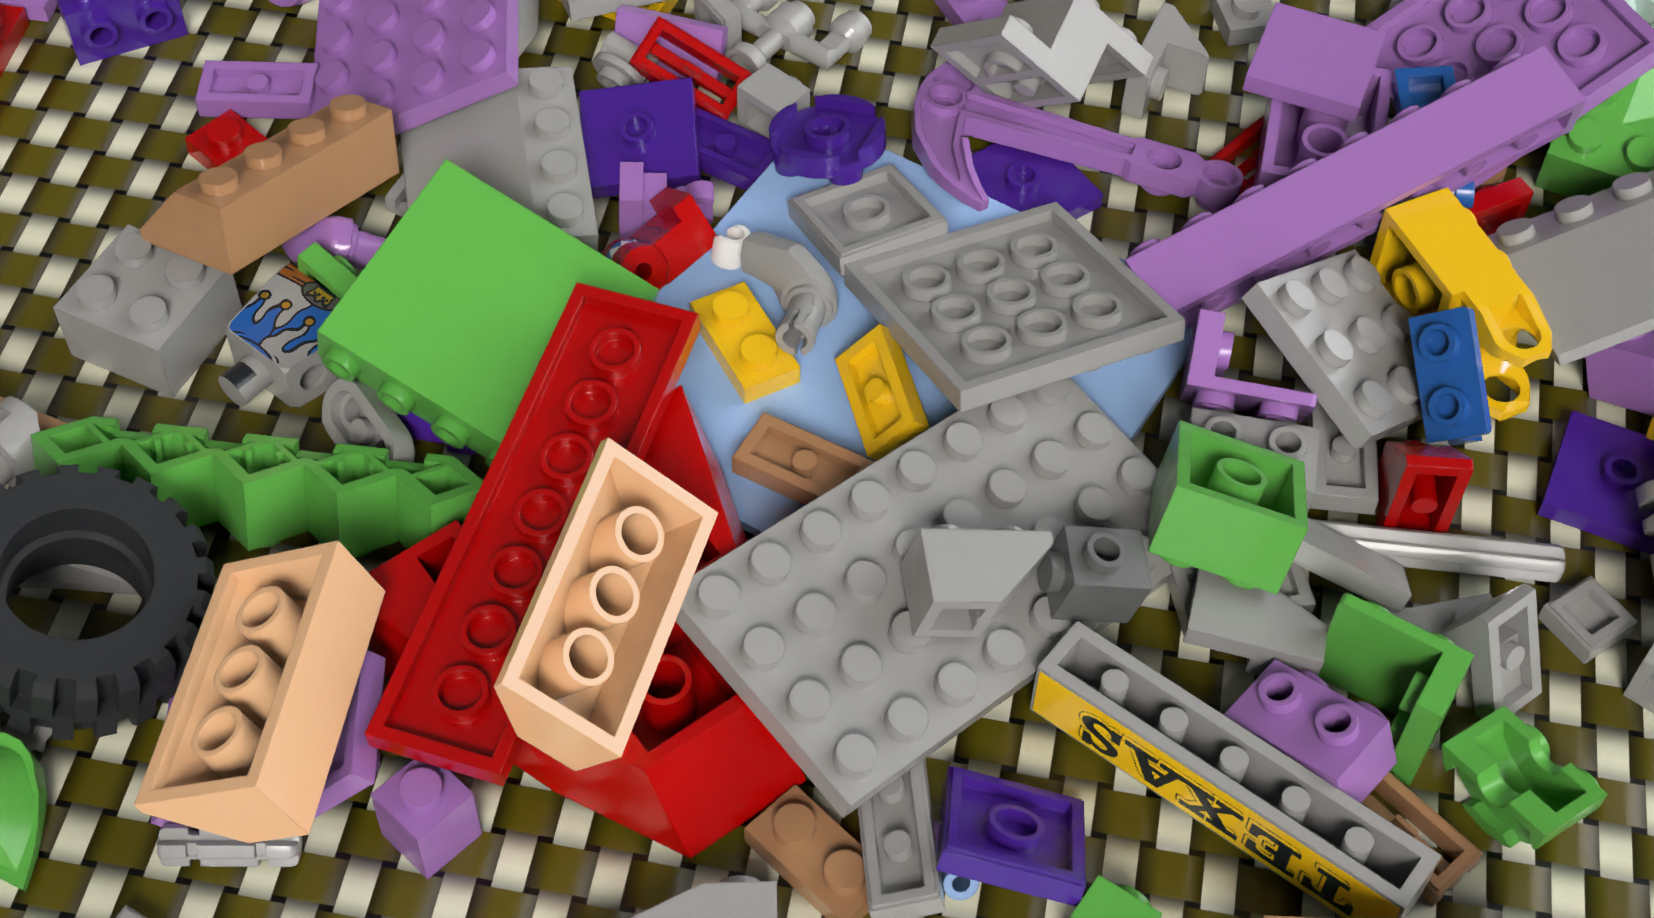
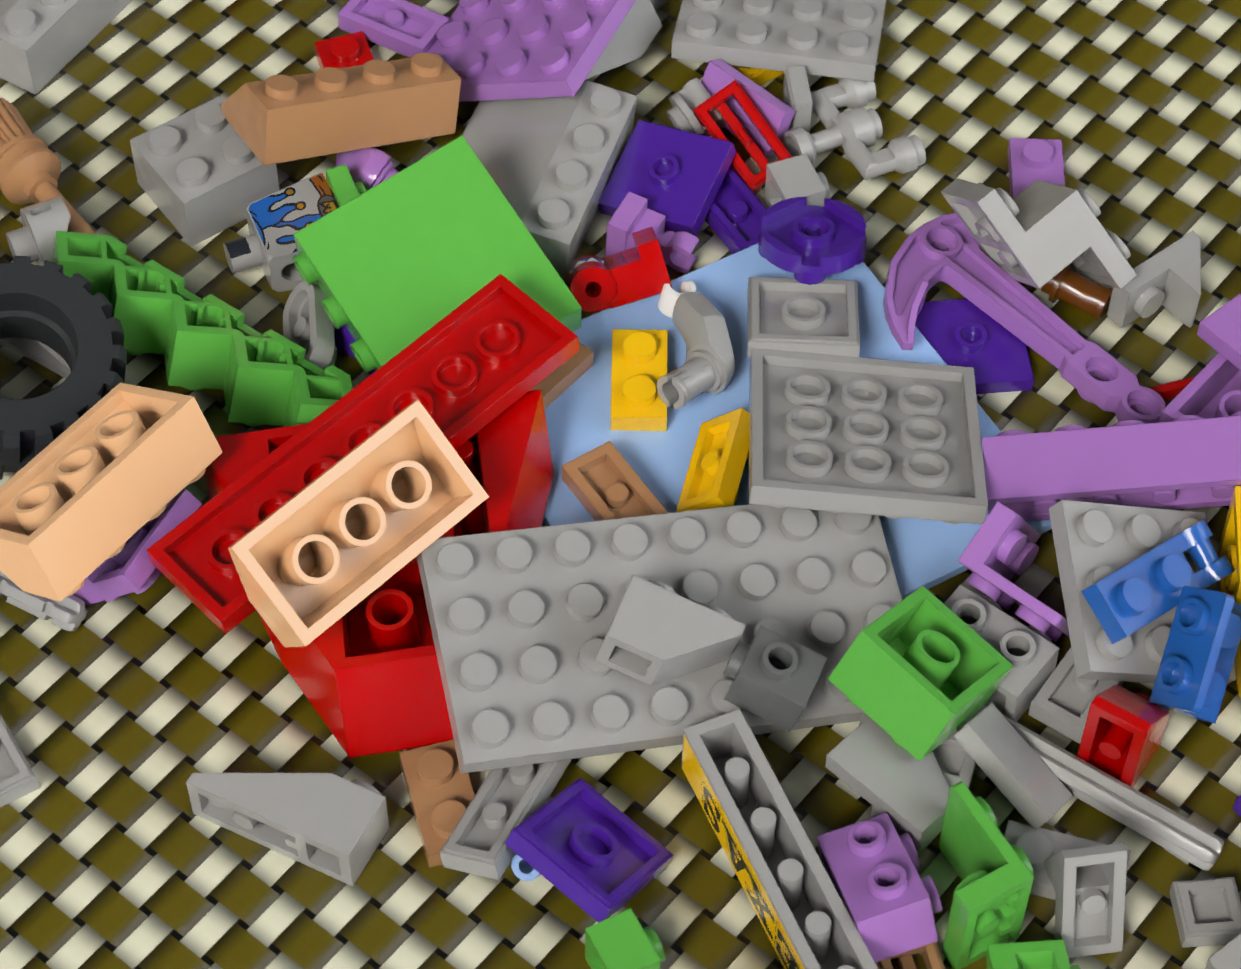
camera: 30 degrees right, 0 degrees up
(426, 815) = (174, 636): medium lavender brick -> none
(1097, 100) = (1078, 292): none -> reddish brown pin
(1376, 326) = (1155, 582): none -> blue plate

